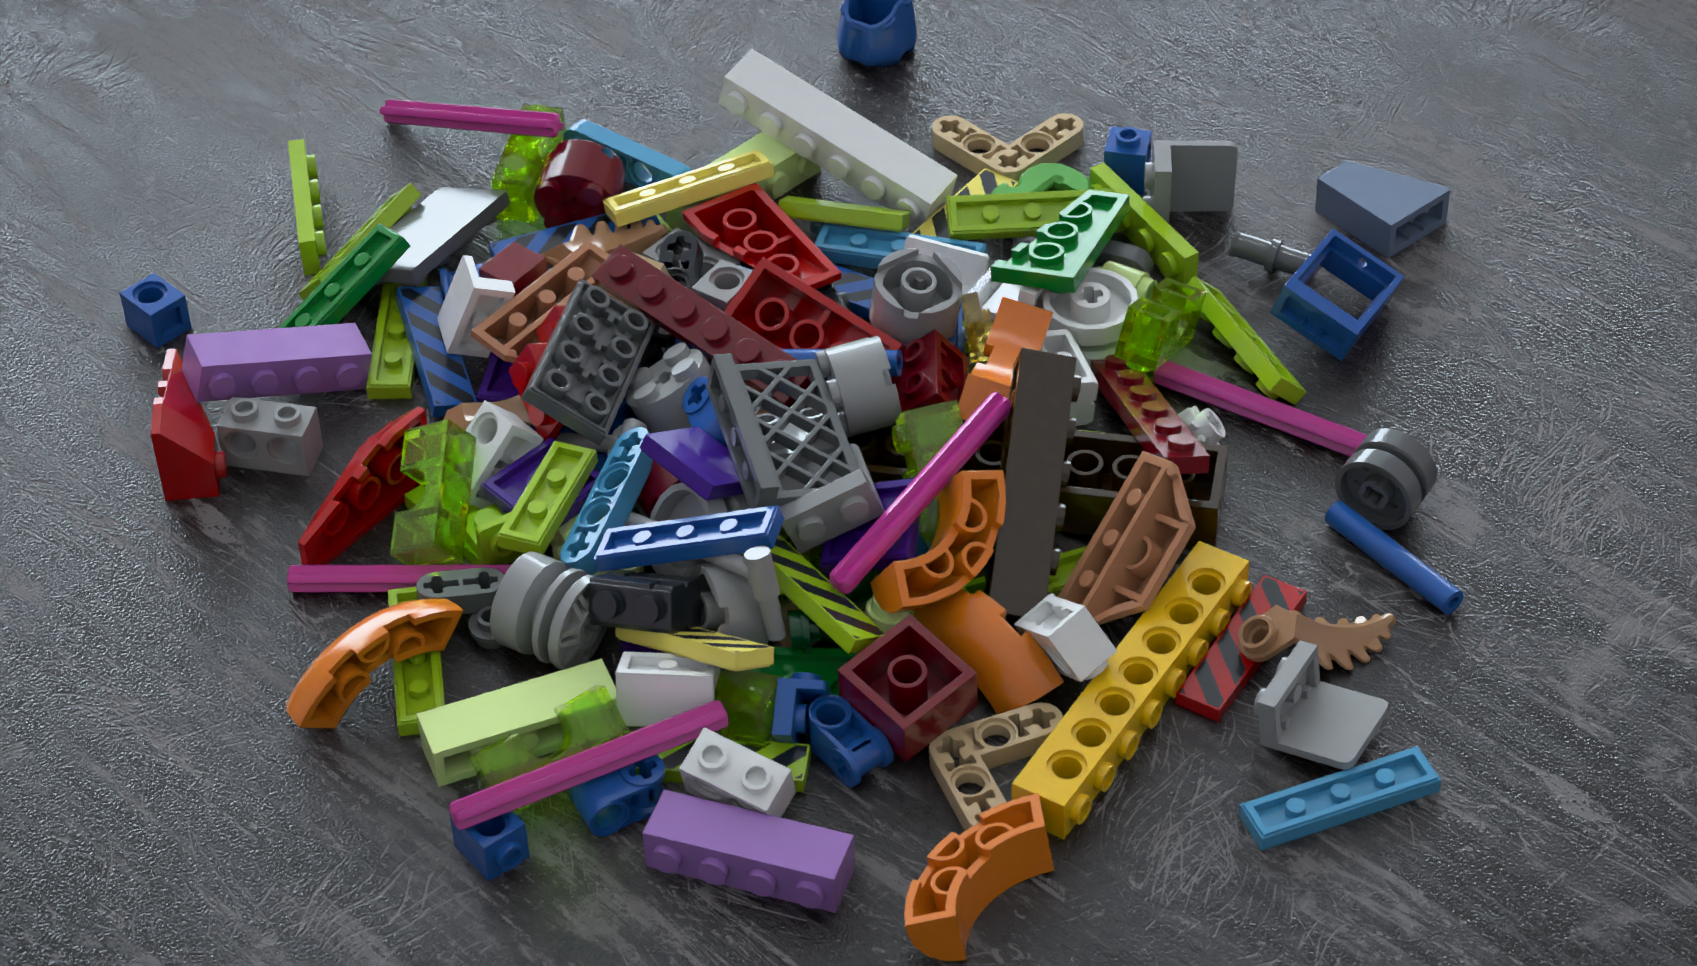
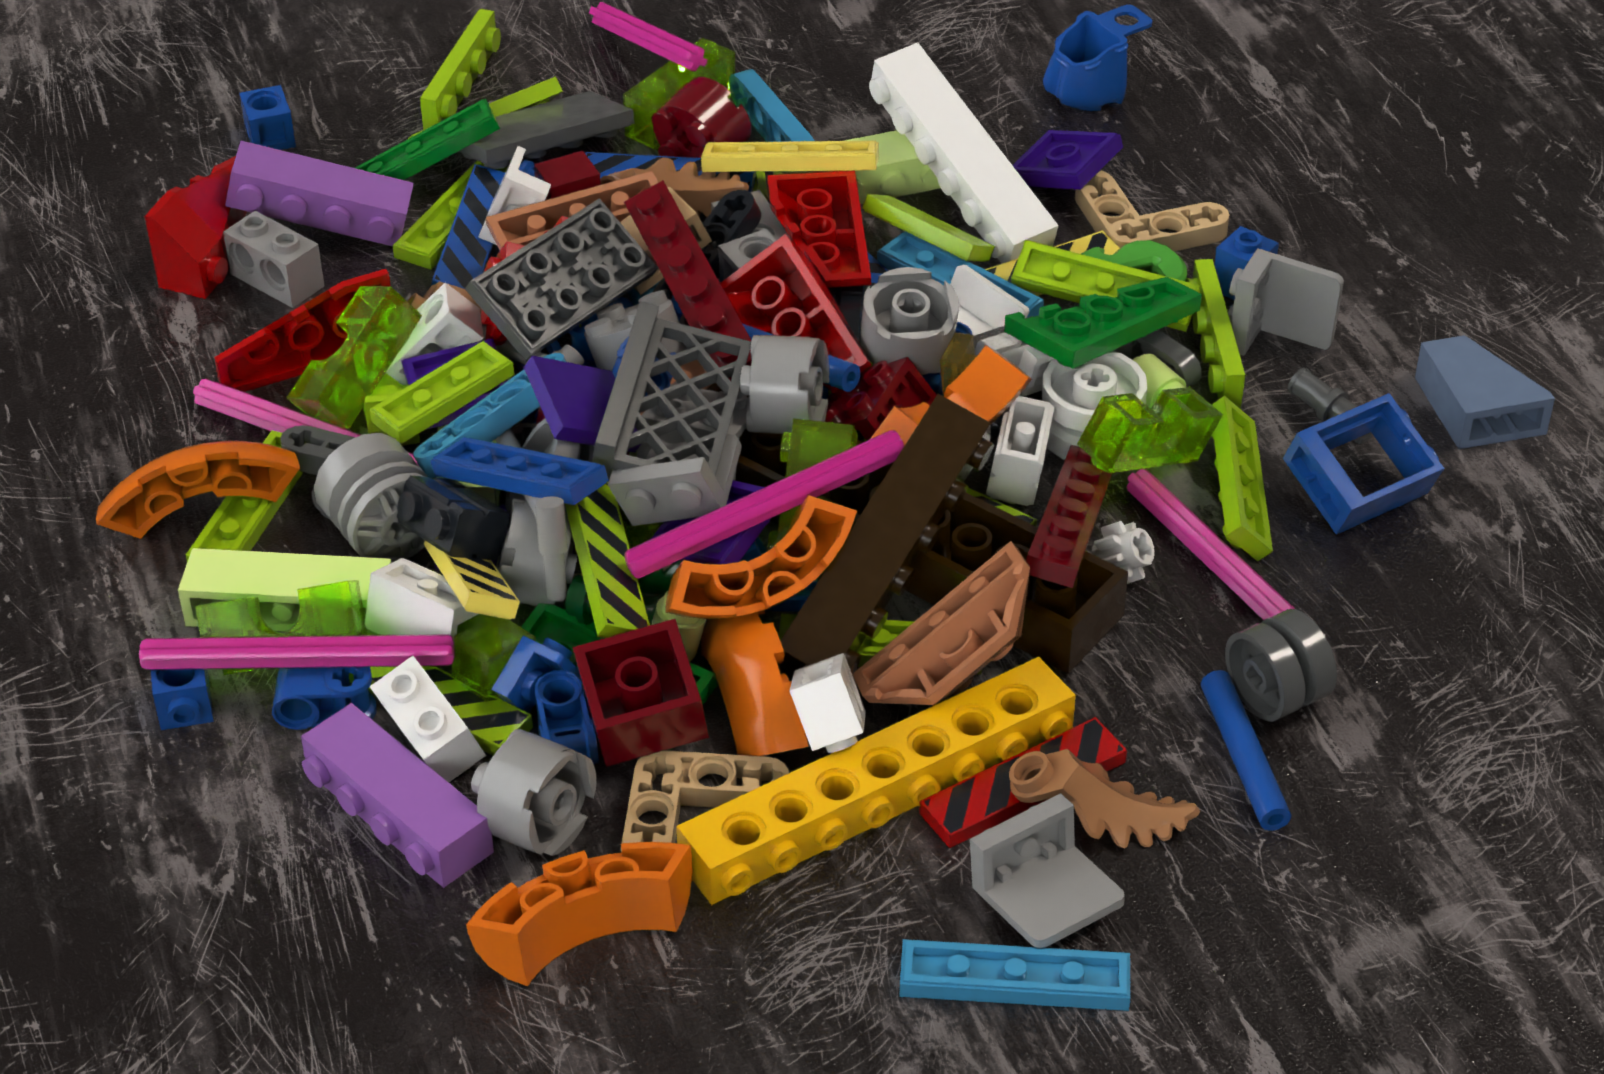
camera: 25 degrees right, 0 degrees up
(874, 801) = (534, 792): none -> light grey brick
(915, 111) = (1067, 158): none -> dark purple tile

